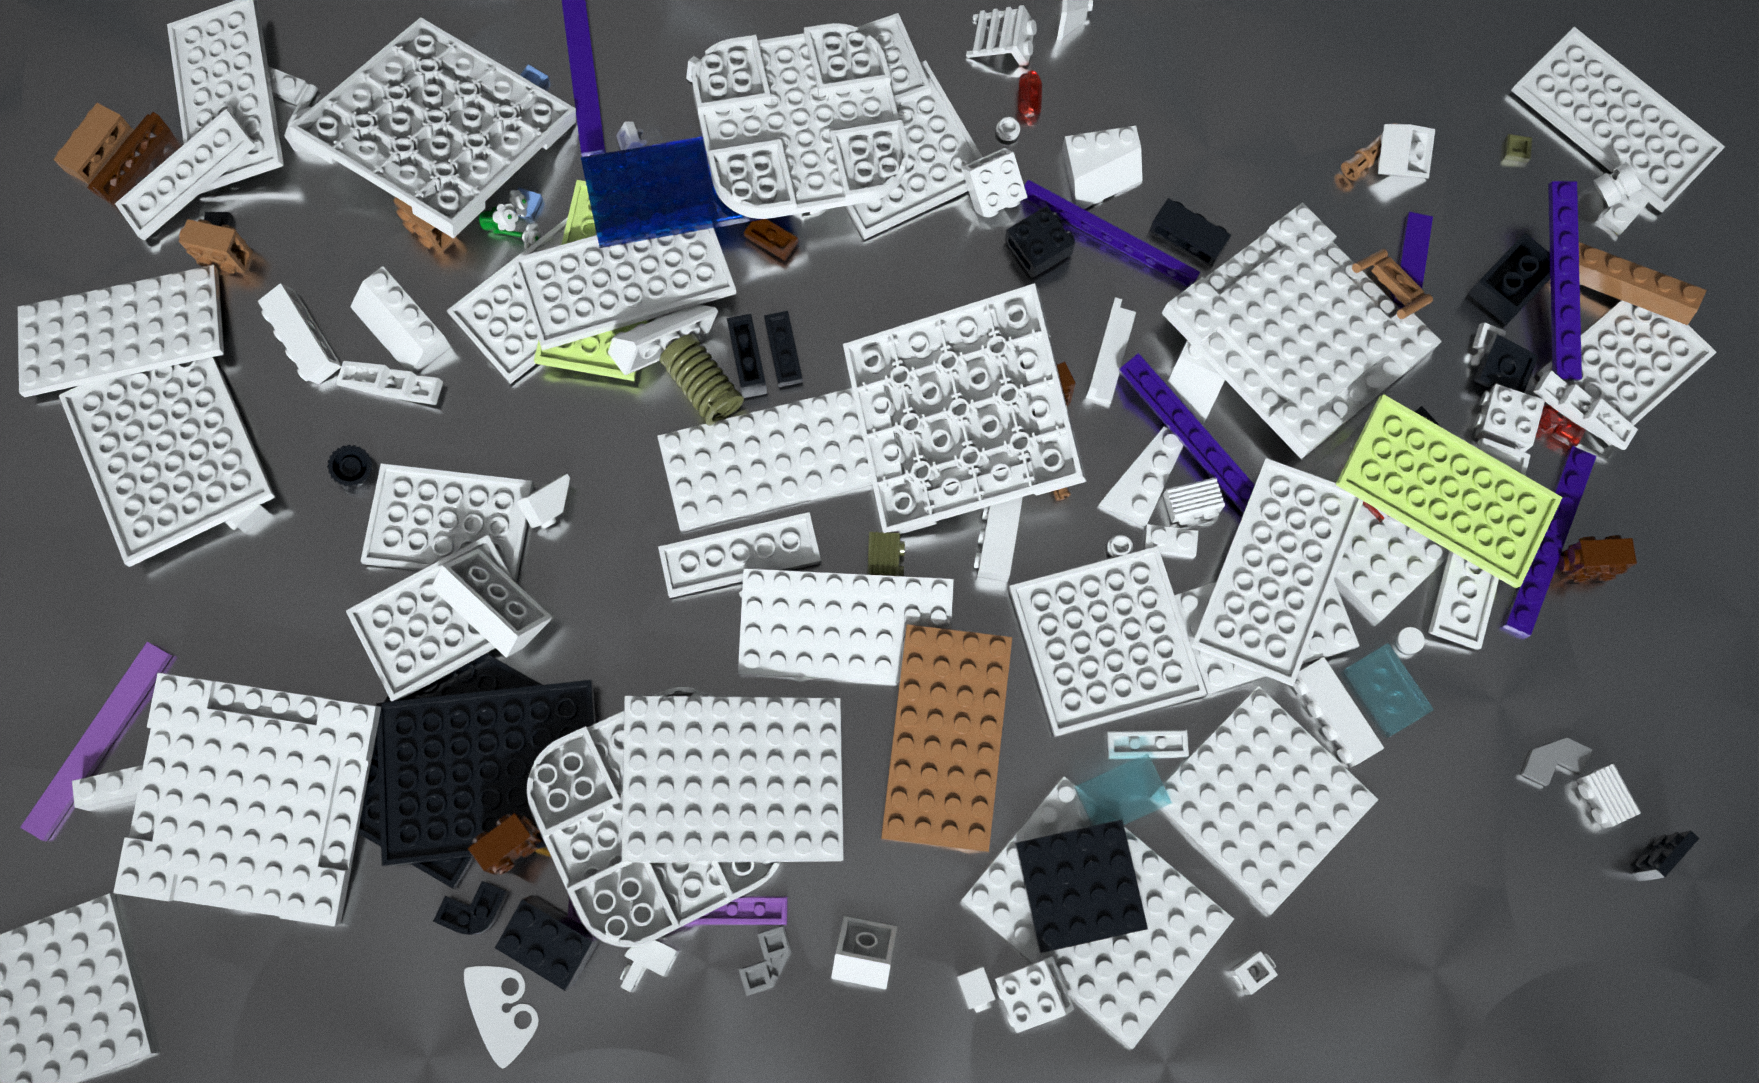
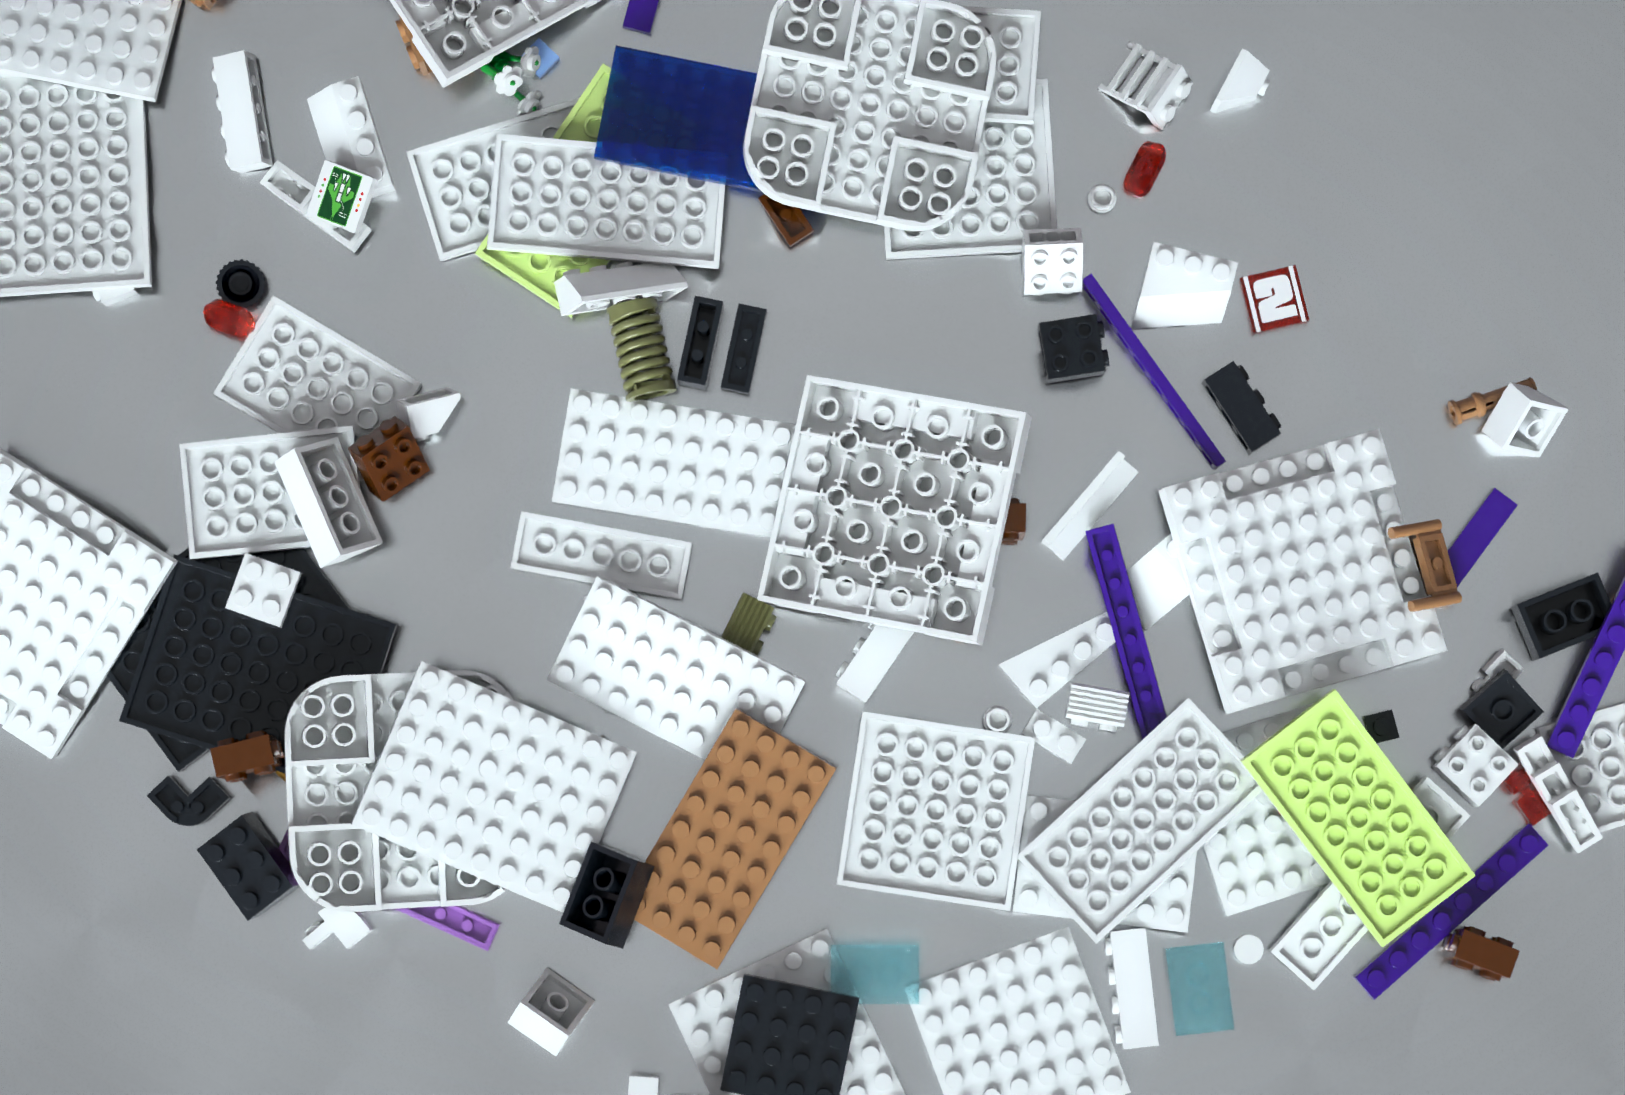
camera: 25 degrees right, 10 degrees up
(350, 496) = (229, 318): none -> clear red plate
(406, 360) = (342, 196): none -> tile
(465, 699) = (263, 590): none -> white plate
(495, 1026) = (167, 923): white piece -> none
(528, 547) = (388, 458): none -> reddish brown brick
(629, 136) = (681, 32): white tile -> none
(765, 973) = (465, 973): light grey tile -> none
(868, 827) = (606, 895): none -> black brick
(1154, 743) = (927, 934): white tile -> none
(1173, 148) = (1274, 299): none -> tile

